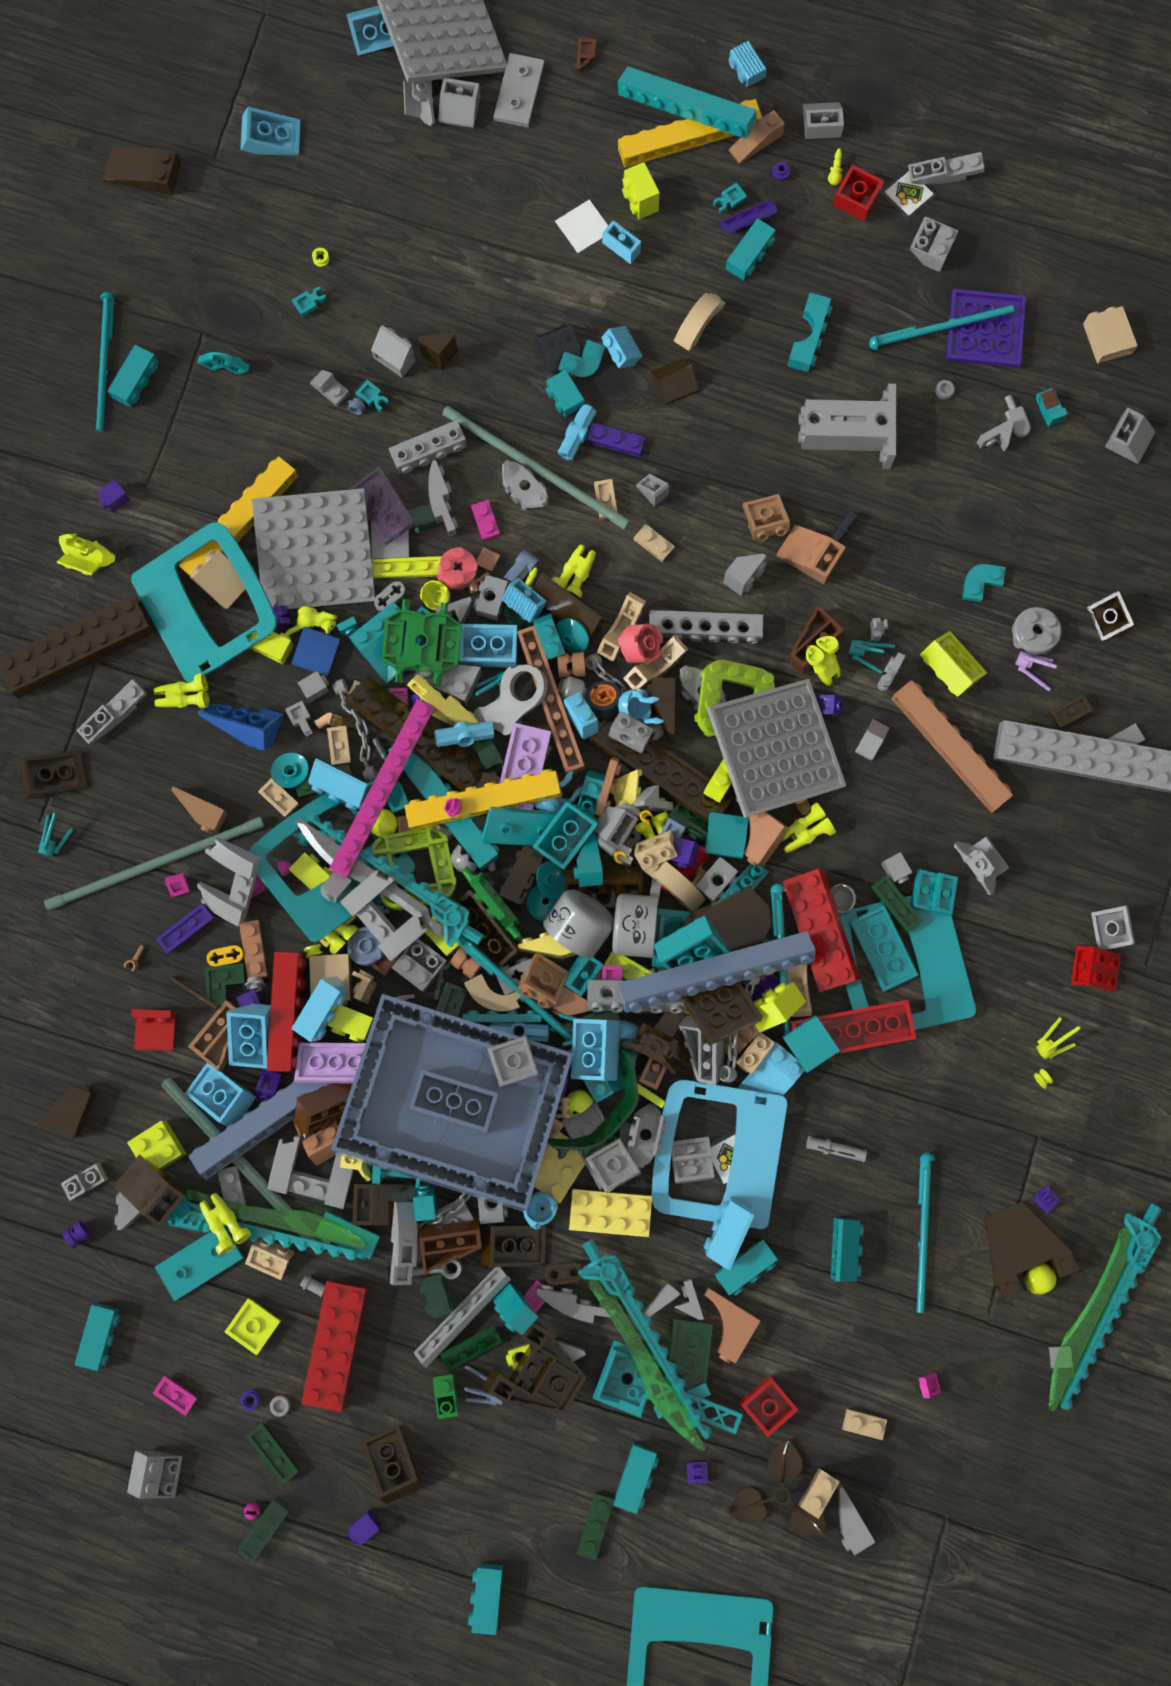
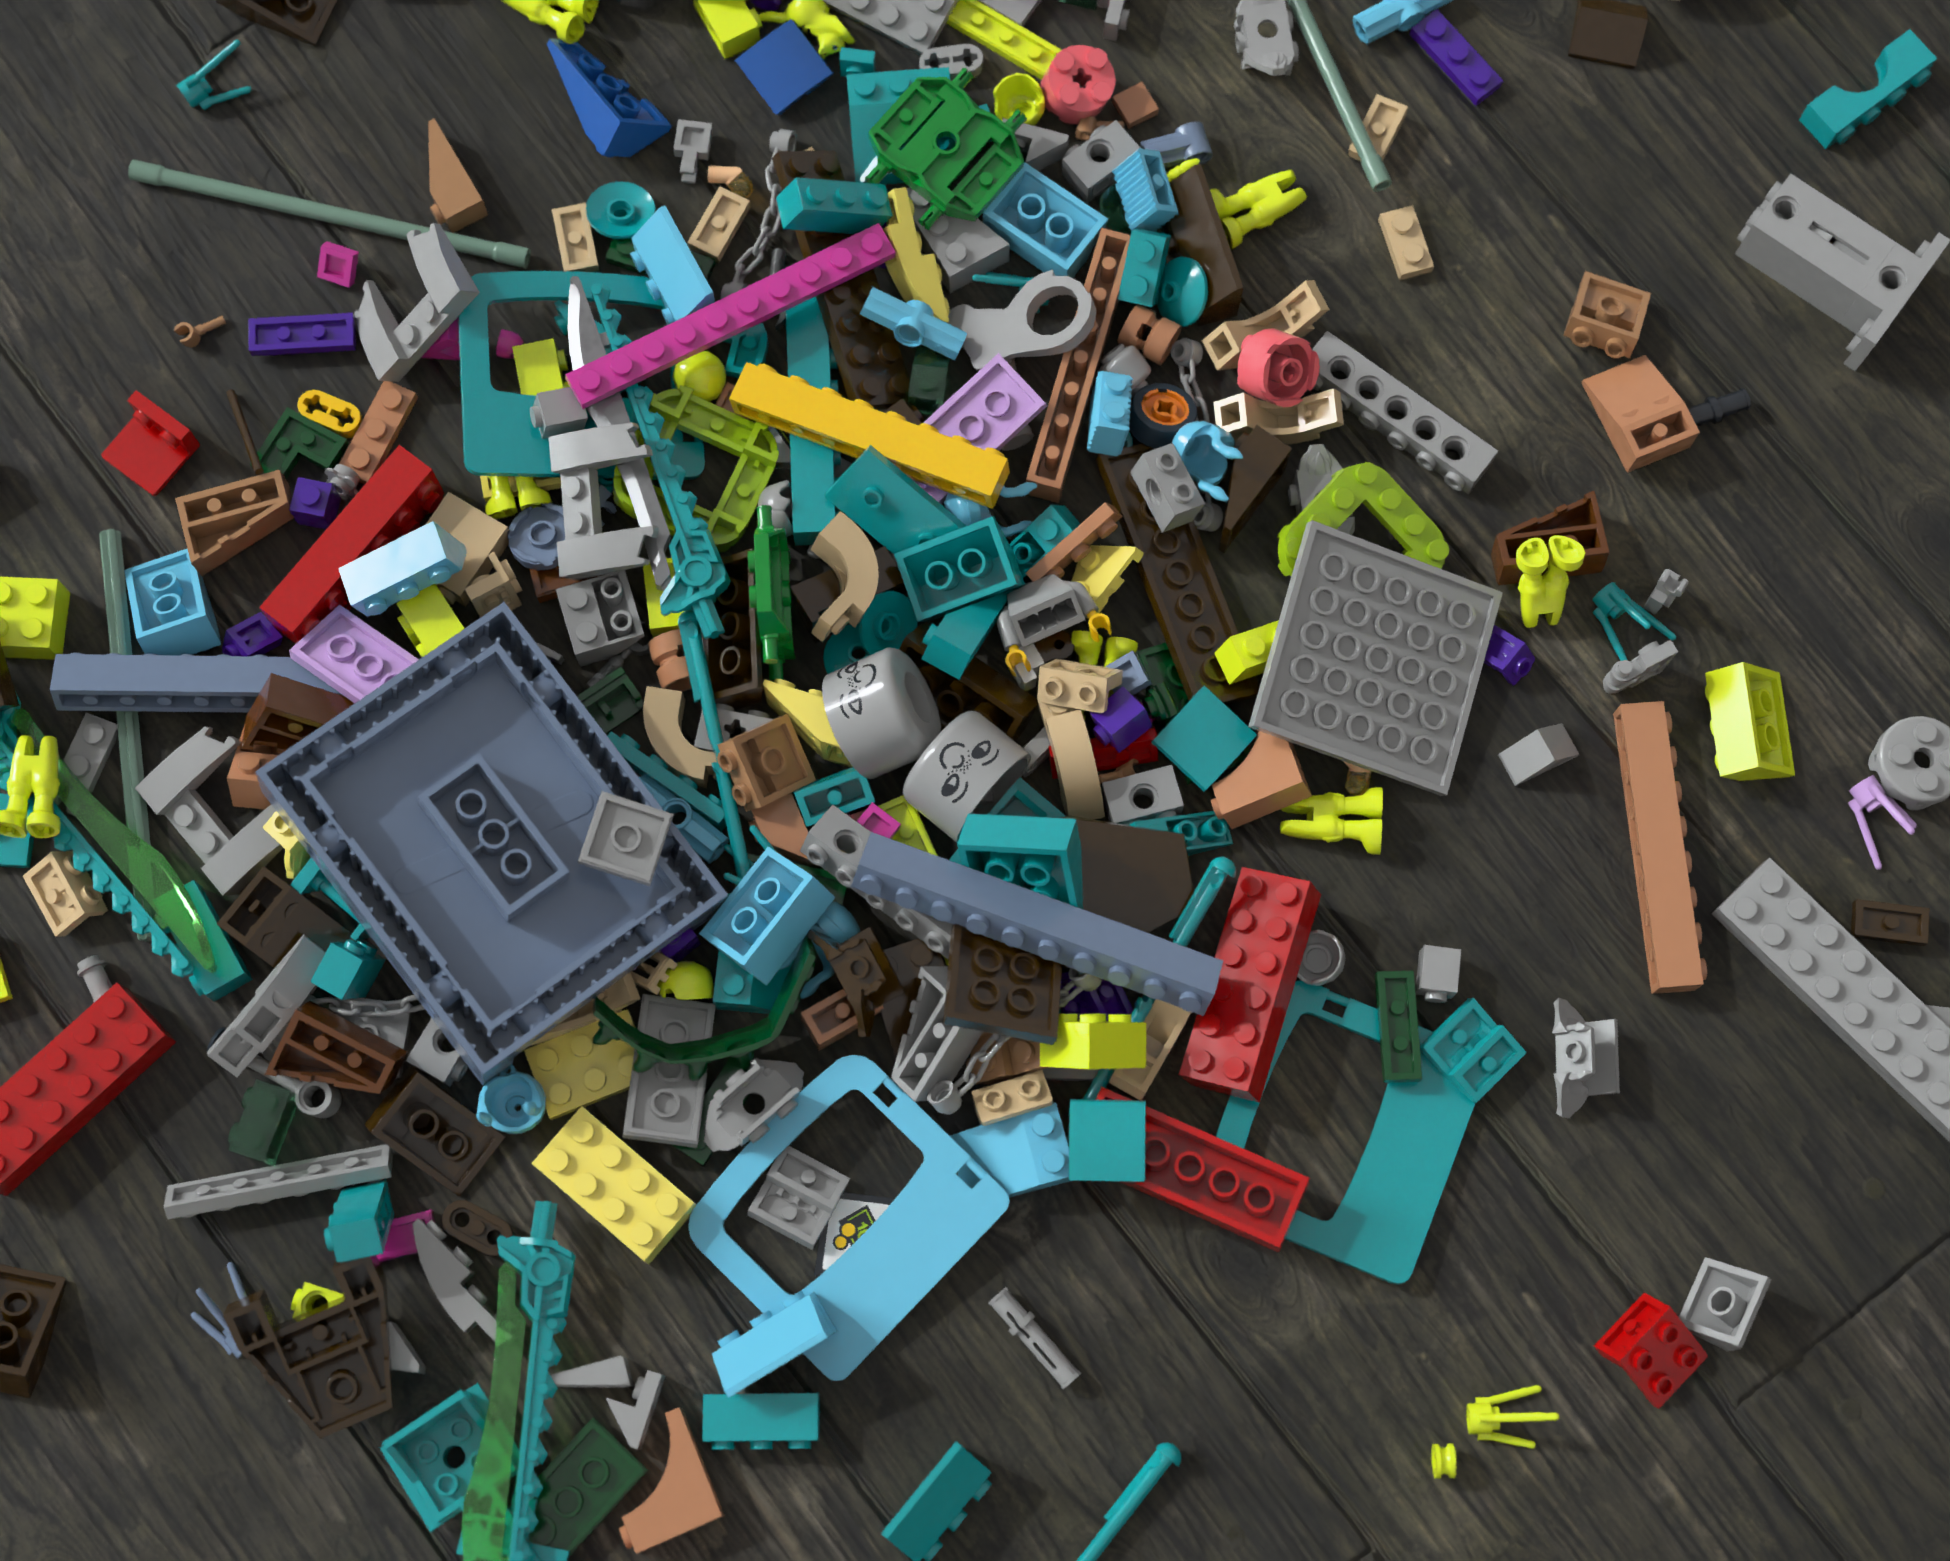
camera: 30 degrees right, 5 degrees down
(248, 1035) = (272, 539): medium azure slope -> none
(313, 950) = (462, 489): neon yellow bush -> none
(314, 686) = (744, 115): light grey brick -> none
(391, 705) = (833, 205): none -> teal brick
(445, 1394) = (166, 1281): green slope -> none
(453, 807) = (815, 409): dark pink plate -> none
(471, 1348) = (257, 1240): dark green plate -> none
(485, 520) = (1173, 47): dark pink plate -> none
(521, 865) = (856, 567): none -> tan arch
(613, 1165) = (667, 1111): light grey plate -> none
(650, 801) = (1123, 611): light grey slope -> none
(650, 1096) = (802, 1047): neon yellow tile -> none
(653, 489) = (1461, 165): light grey slope -> none
(743, 572) = (1514, 369): light grey slope -> none
(883, 948) = (1330, 1081): teal plate -> none
(980, 576) = (1888, 622): teal plate -> none

